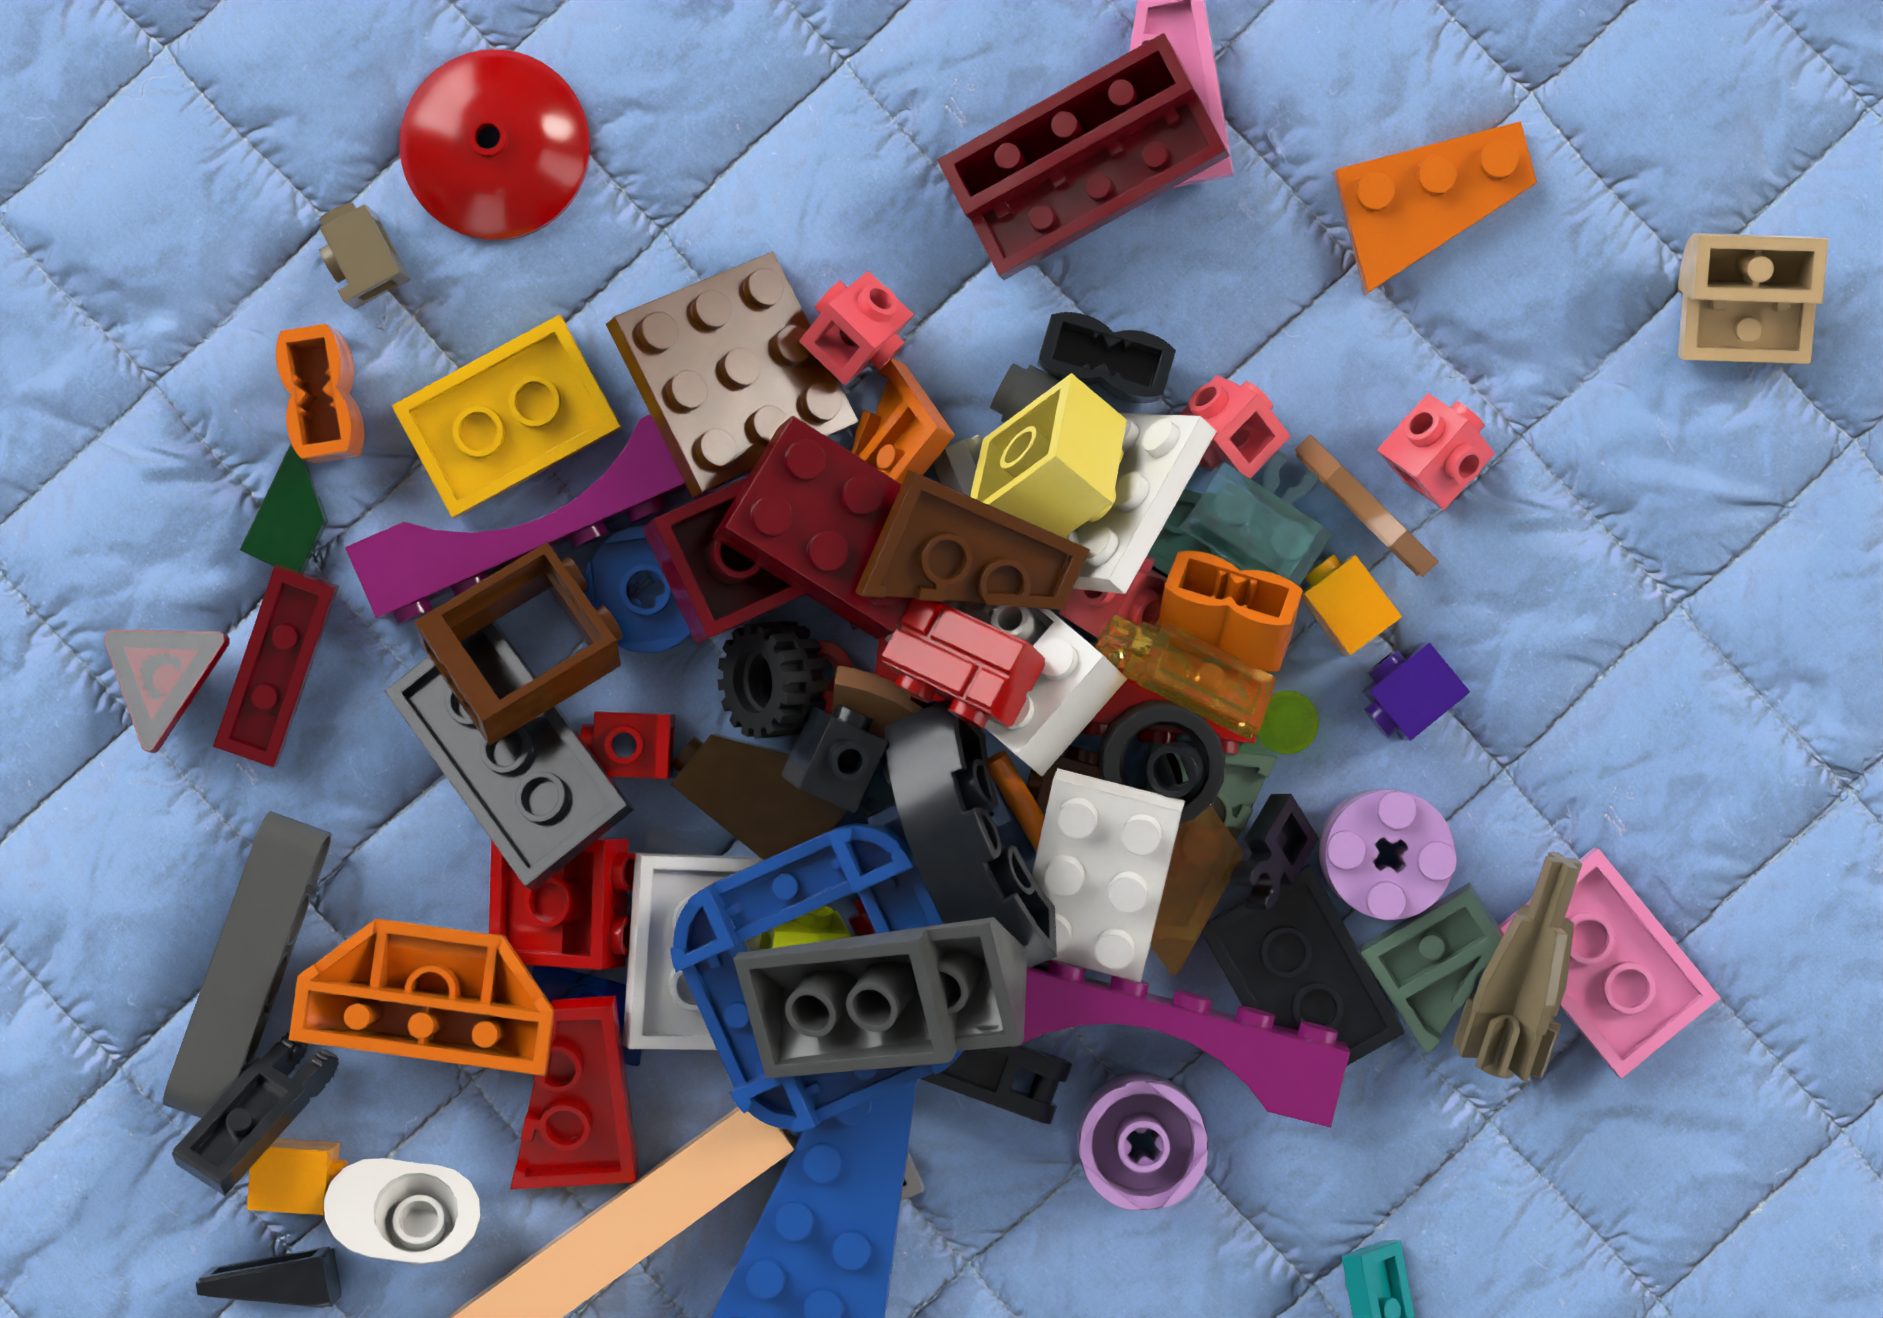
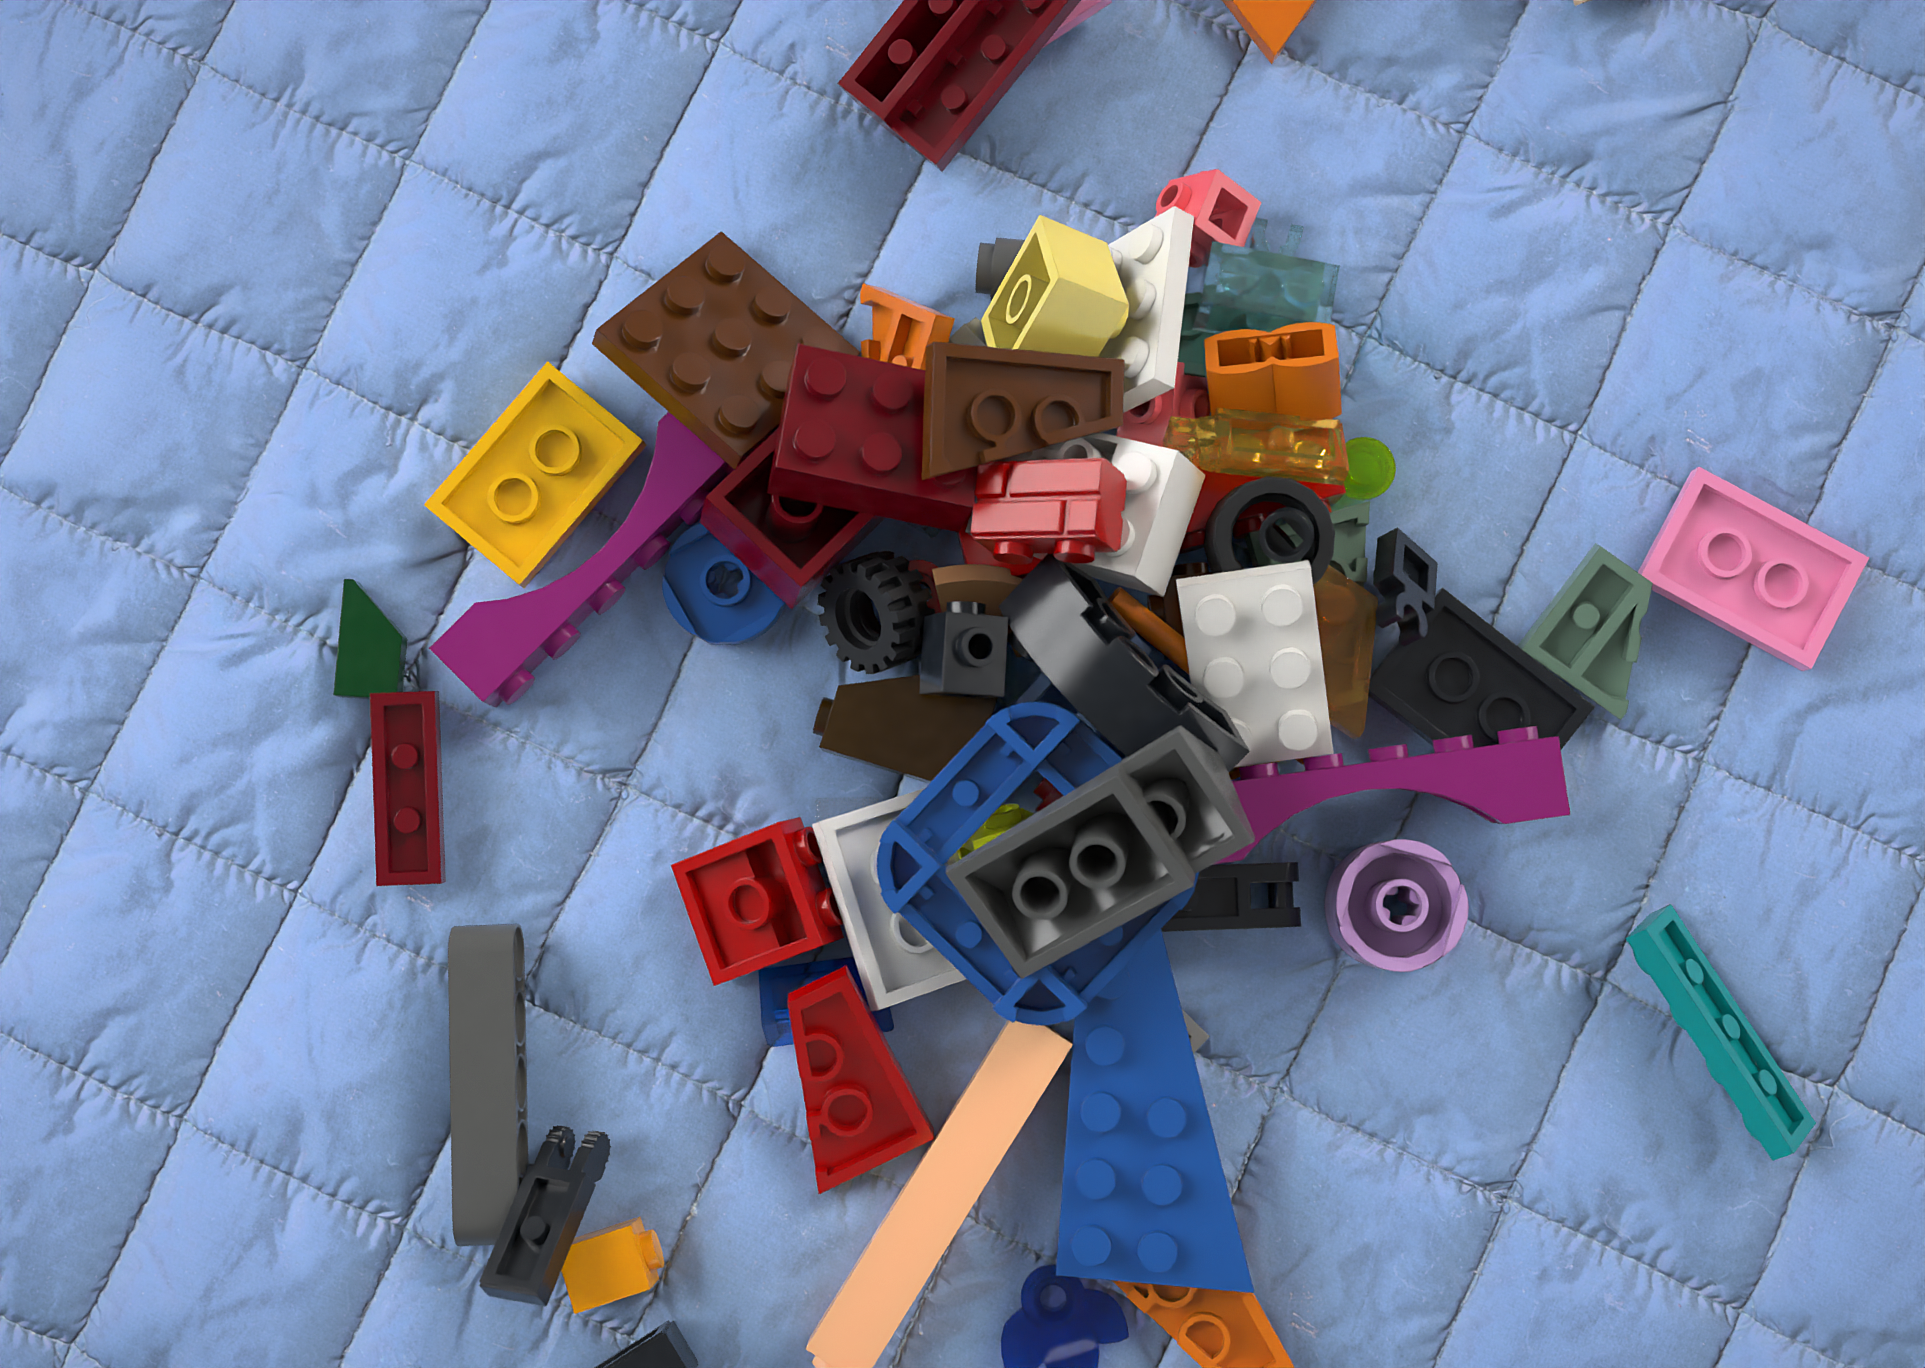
camera: 15 degrees left, 5 degrees down
(161, 675) = (303, 838): piece -> none
(319, 376) = (352, 516): orange brick -> none
(360, 254) = (343, 380): dark tan brick -> none
(402, 1210) = (723, 1255): white piece -> none
(426, 998) = (667, 1040): orange wedge -> none
(491, 599) = (588, 636): reddish brown window -> none
(520, 180) = (452, 268): red dish -> none
(530, 791) = (656, 777): plate -> none
(653, 743) = (790, 736): red brick -> none
(856, 327) = (825, 263): coral brick -> none
(1123, 362) = (1082, 195): black brick -> none
(1347, 603) = (1377, 336): light orange brick -> none
(1365, 506) = (1380, 253): medium nougat tile -> none
(1411, 691) = (1467, 392): dark purple brick -> none
(1423, 857) = (1542, 537): lavender brick -> none
(1437, 449) = (1398, 166): coral brick -> none
(1522, 988) = (1687, 612): dark tan piece -> none

